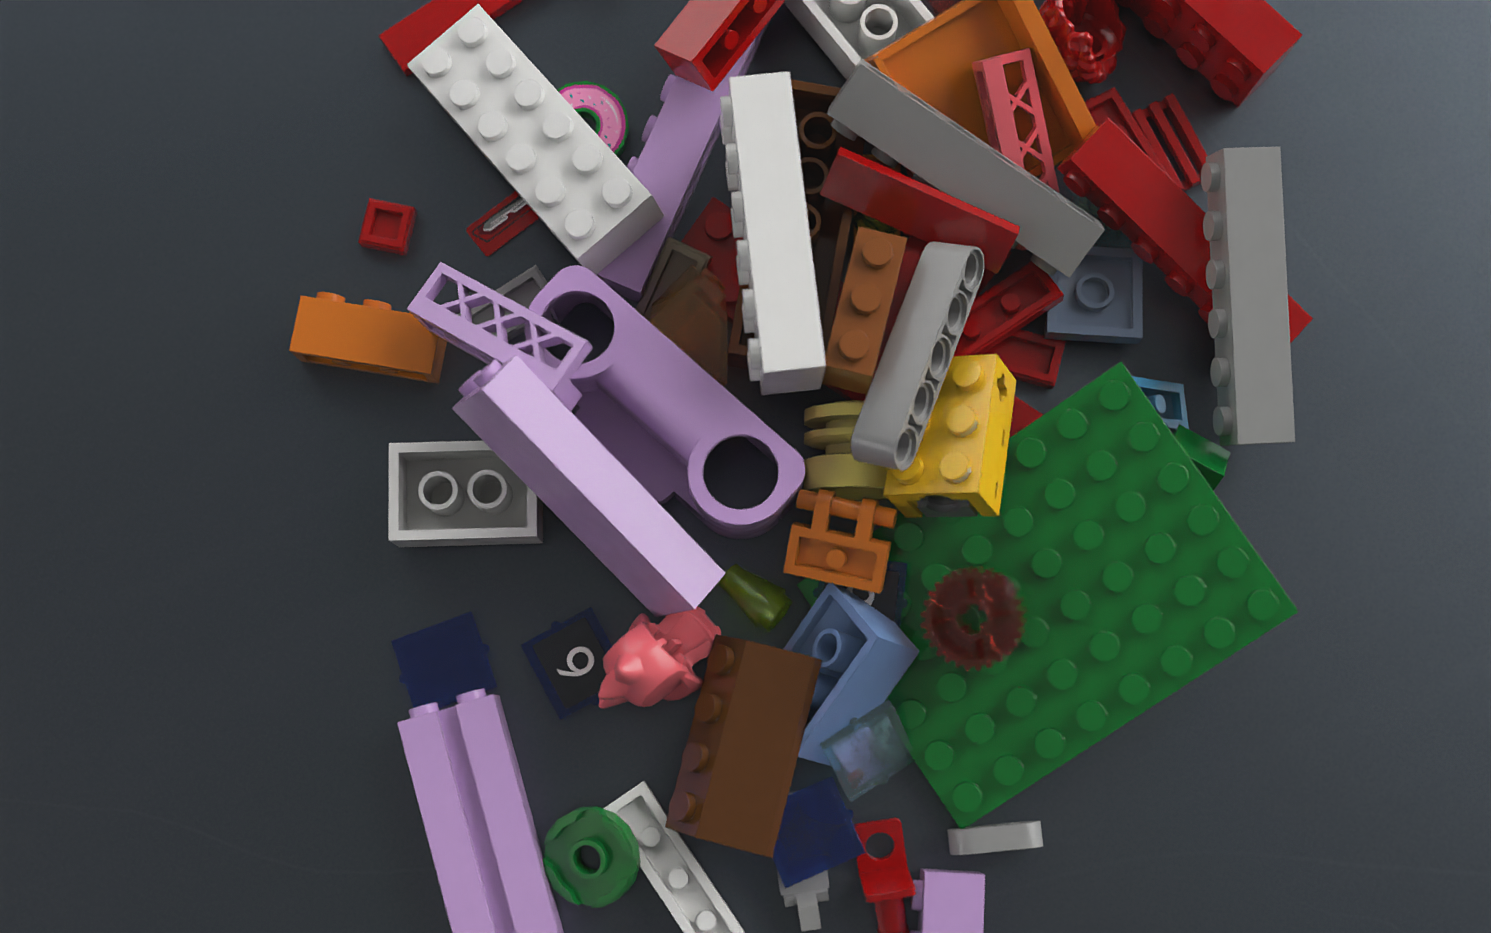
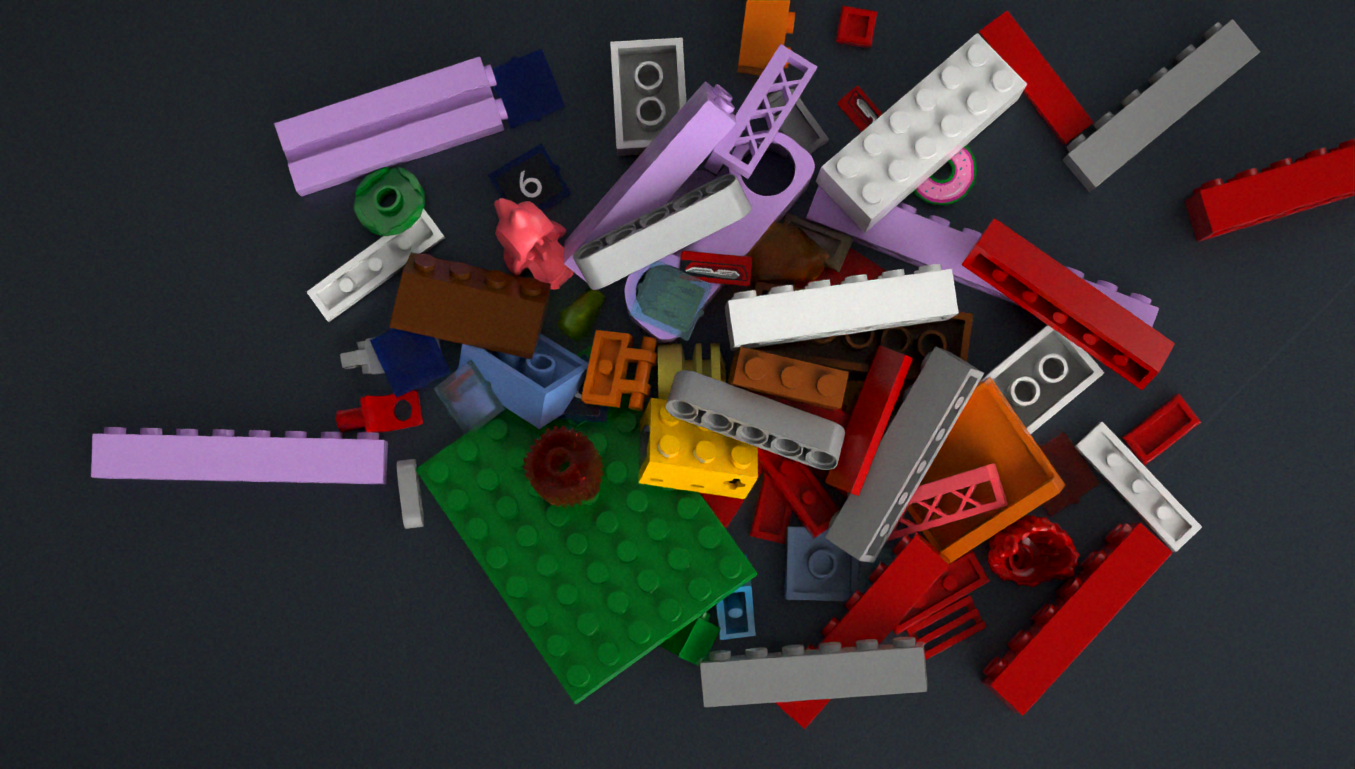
camera: 85 degrees right, 5 degrees up
(659, 467) = (662, 231): none -> beam
(710, 400) = (717, 267): none -> sticker
(752, 461) = (670, 300): none -> clear light blue piece

